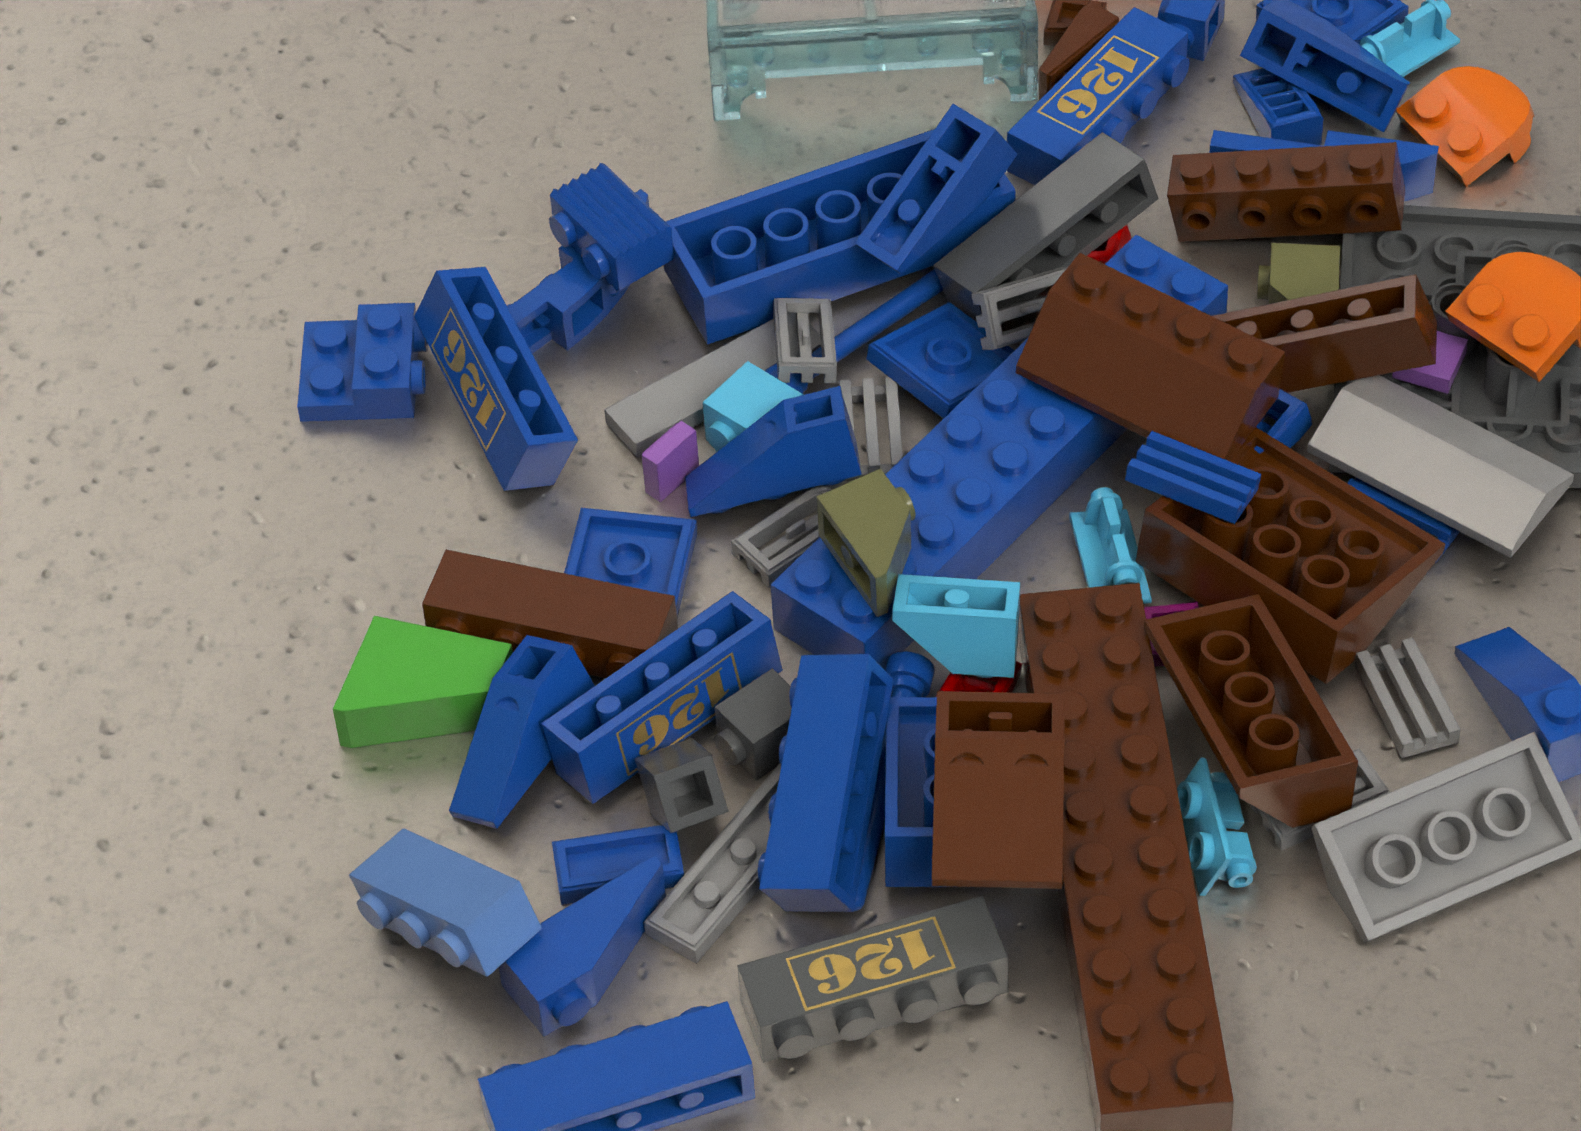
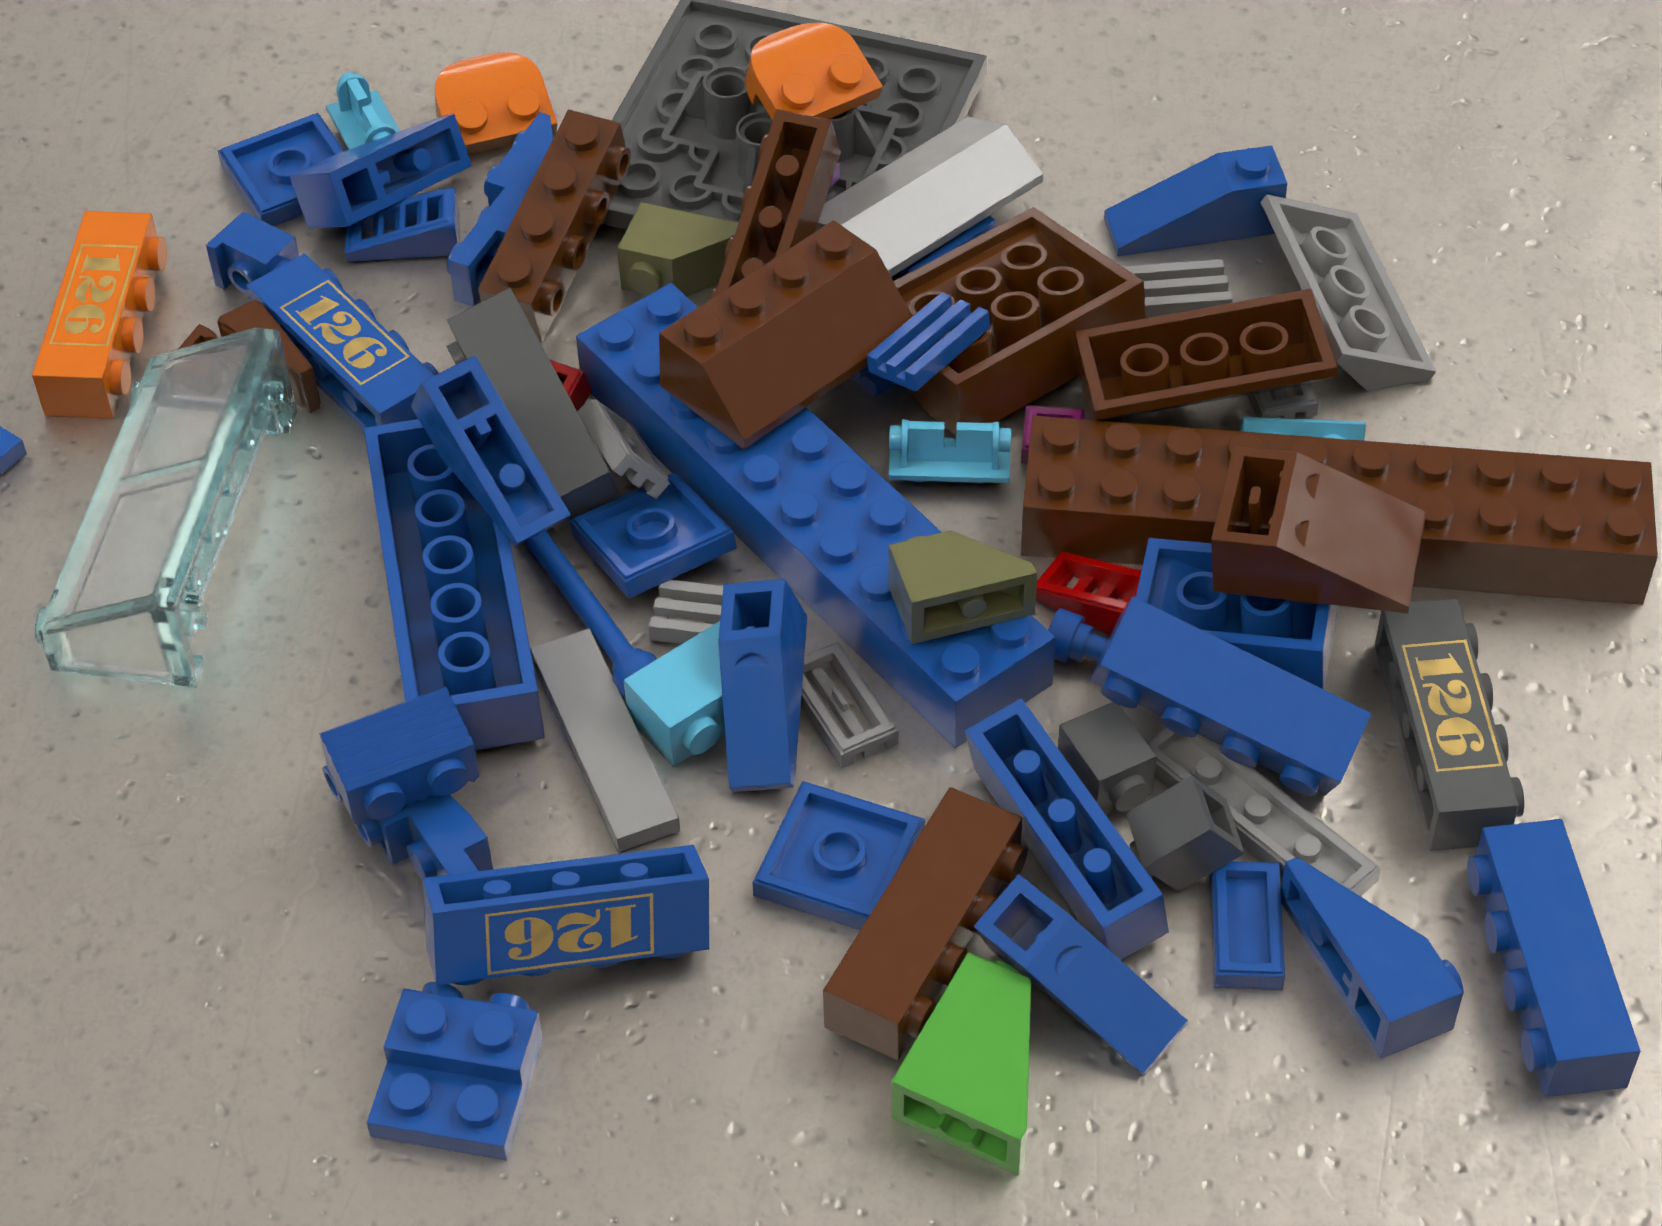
camera: 80 degrees left, 0 degrees up
(444, 902) = (1321, 1061): medium blue brick -> none
(670, 461) = (719, 786): medium lavender tile -> none
(805, 362) = (600, 633): light grey tile -> none
(961, 622) = (1060, 537): medium azure slope -> none

